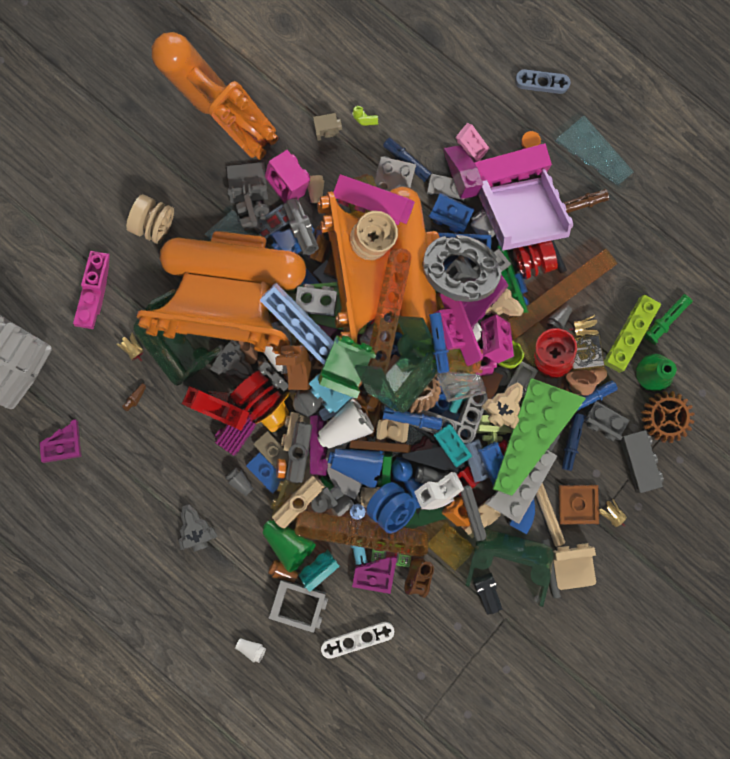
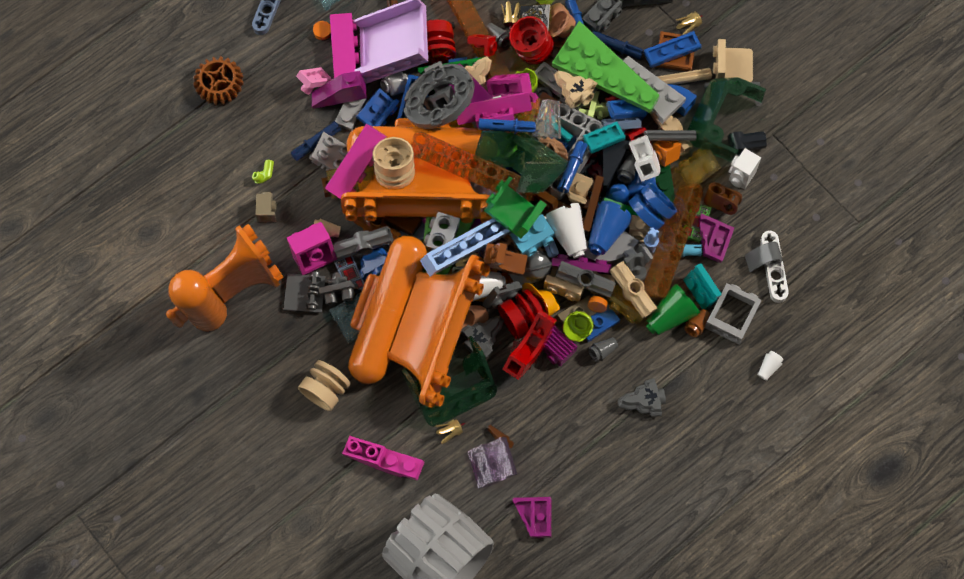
camera: 85 degrees left, 15 degrees down
(106, 394) = (492, 462): none -> clear purple slope
(252, 452) = (578, 326): none -> lime hair
(362, 628) = (766, 254): none -> dark grey panel
(446, 49) = (216, 71): none -> dark orange gear
(453, 594) = (743, 168): none -> white brick
(542, 305) = (484, 41): none -> red bracket
(578, 501) = (672, 49): none -> blue tile

